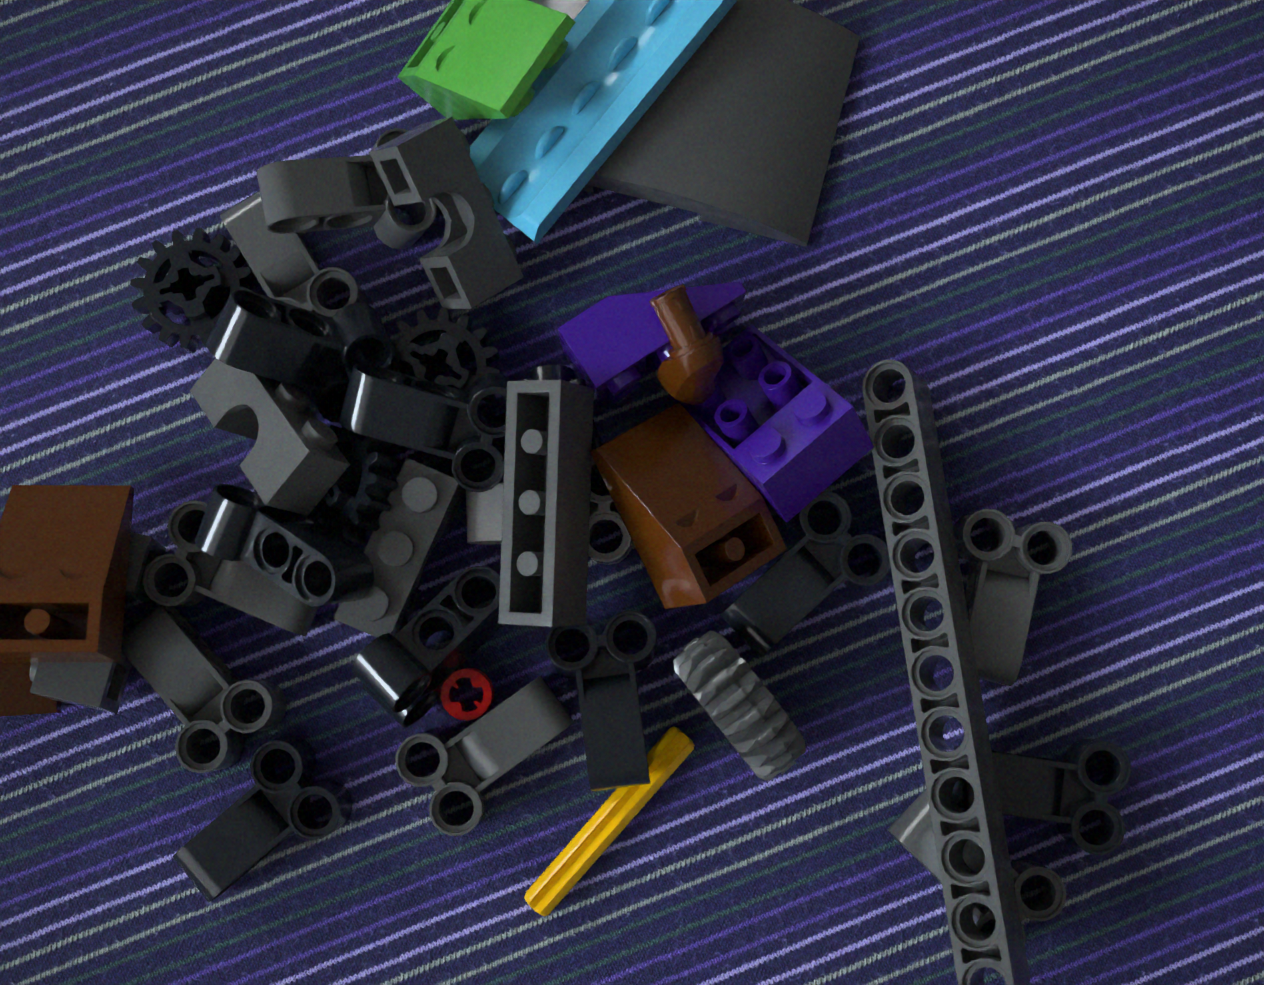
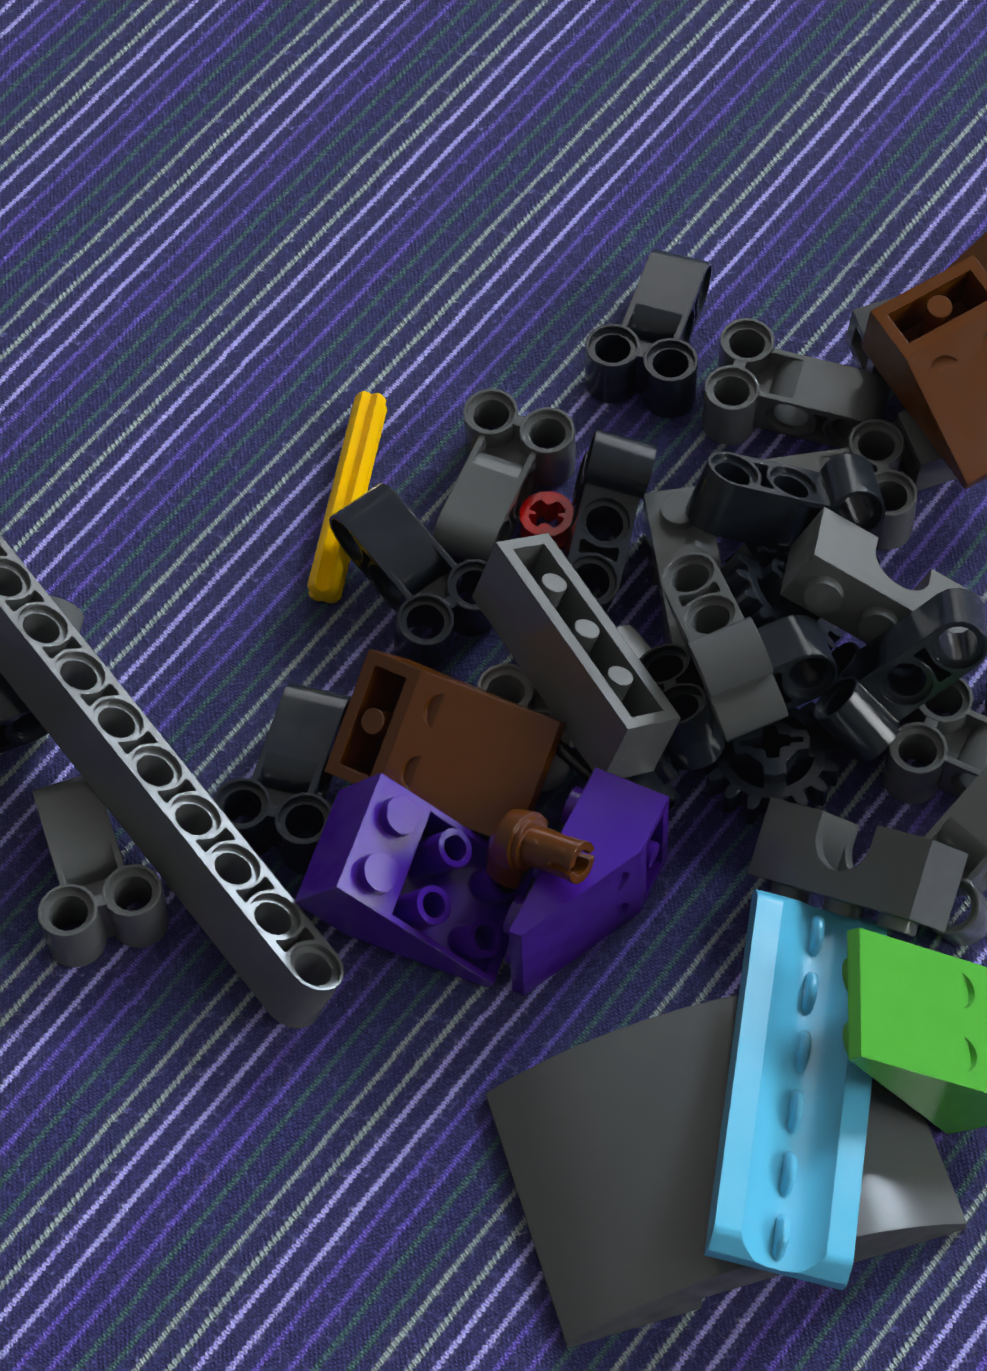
camera: 150 degrees right, 25 degrees down
(444, 391) = (722, 646): none -> dark grey piece
(740, 705) = (287, 619): dark grey gear -> none

